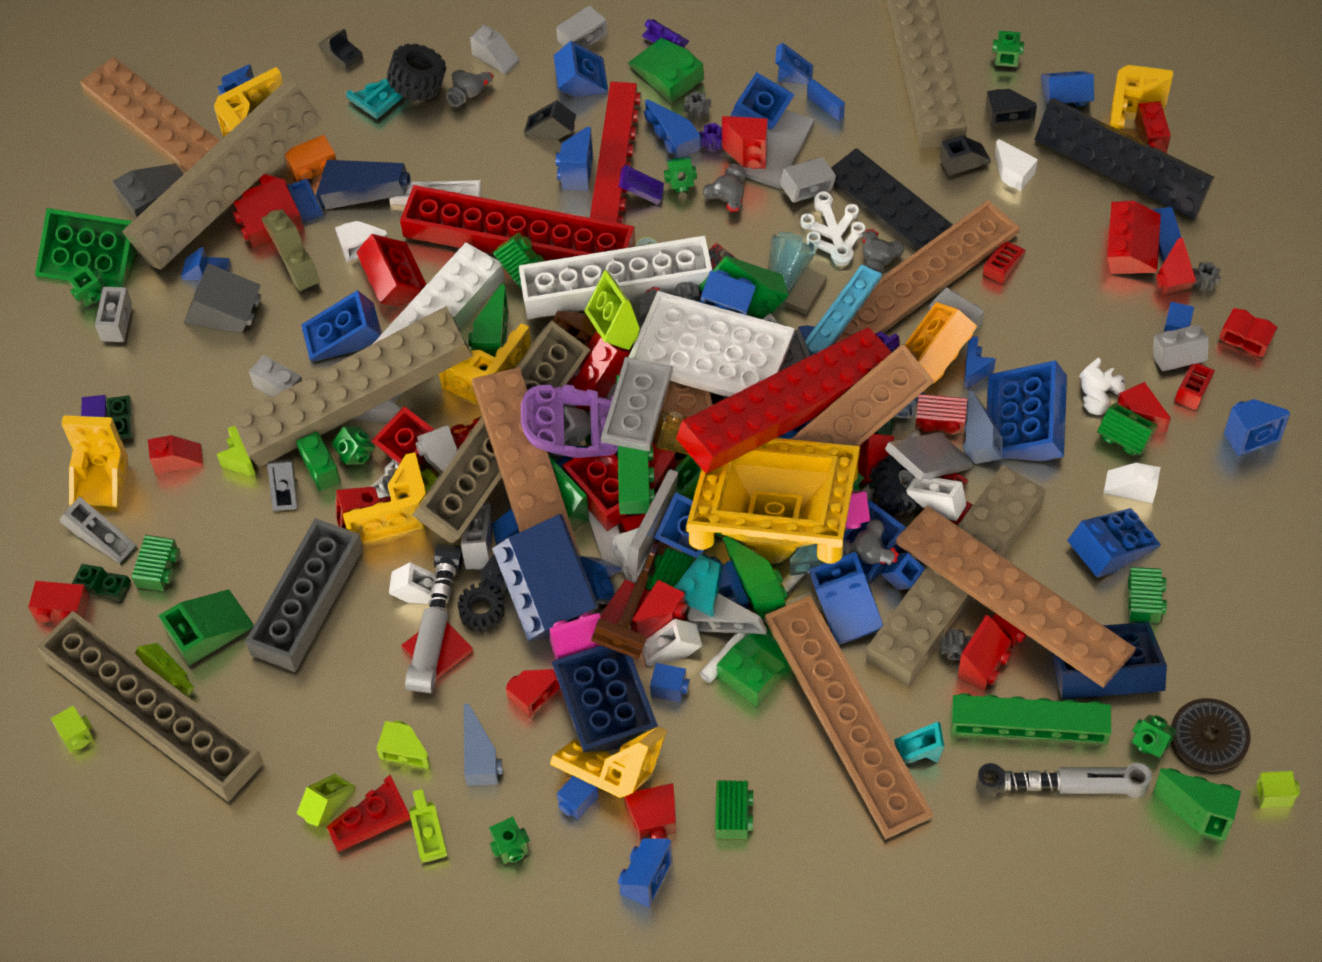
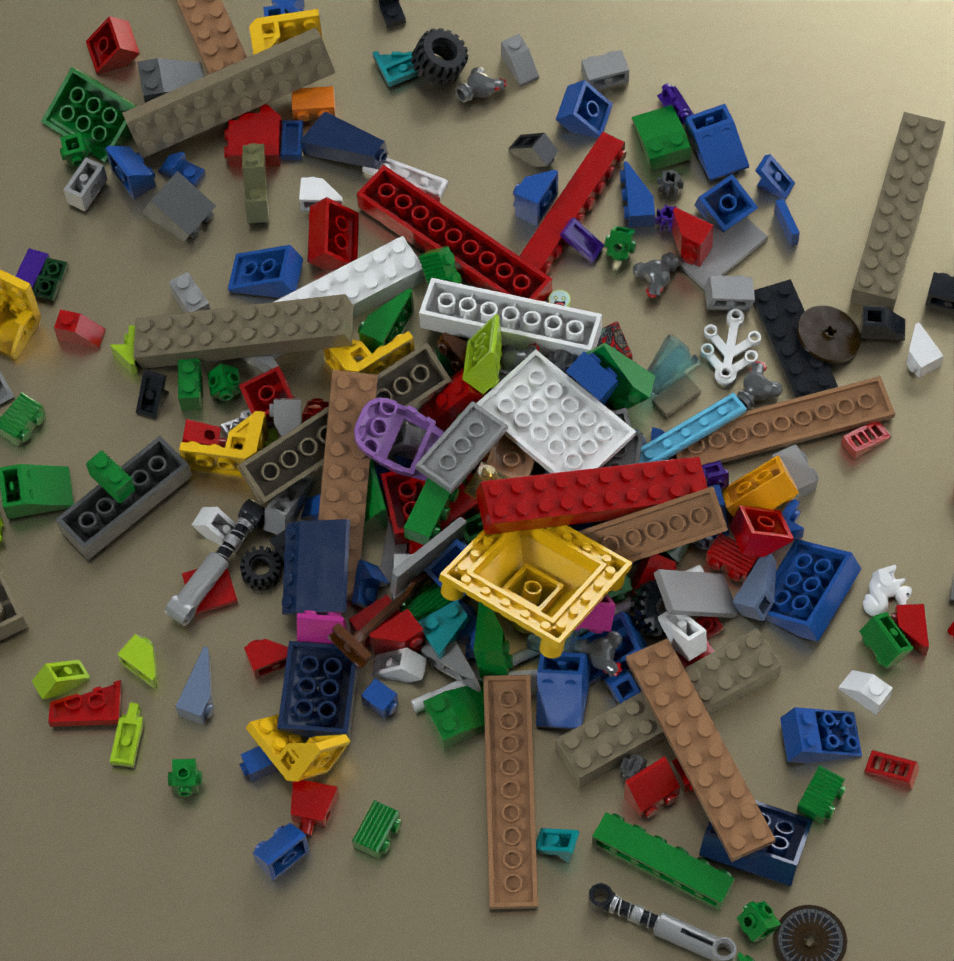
camera: 25 degrees right, 5 degrees up
(76, 178) = (112, 45): none -> red slope
(154, 285) = (130, 170): none -> blue slope
(285, 575) = (110, 476): none -> green brick
(723, 53) = (716, 142): none -> blue slope
(919, 182) = (844, 333): none -> dark brown piece
(959, 375) = (760, 531): none -> red slope
(1196, 552) = (895, 761): none -> red slope

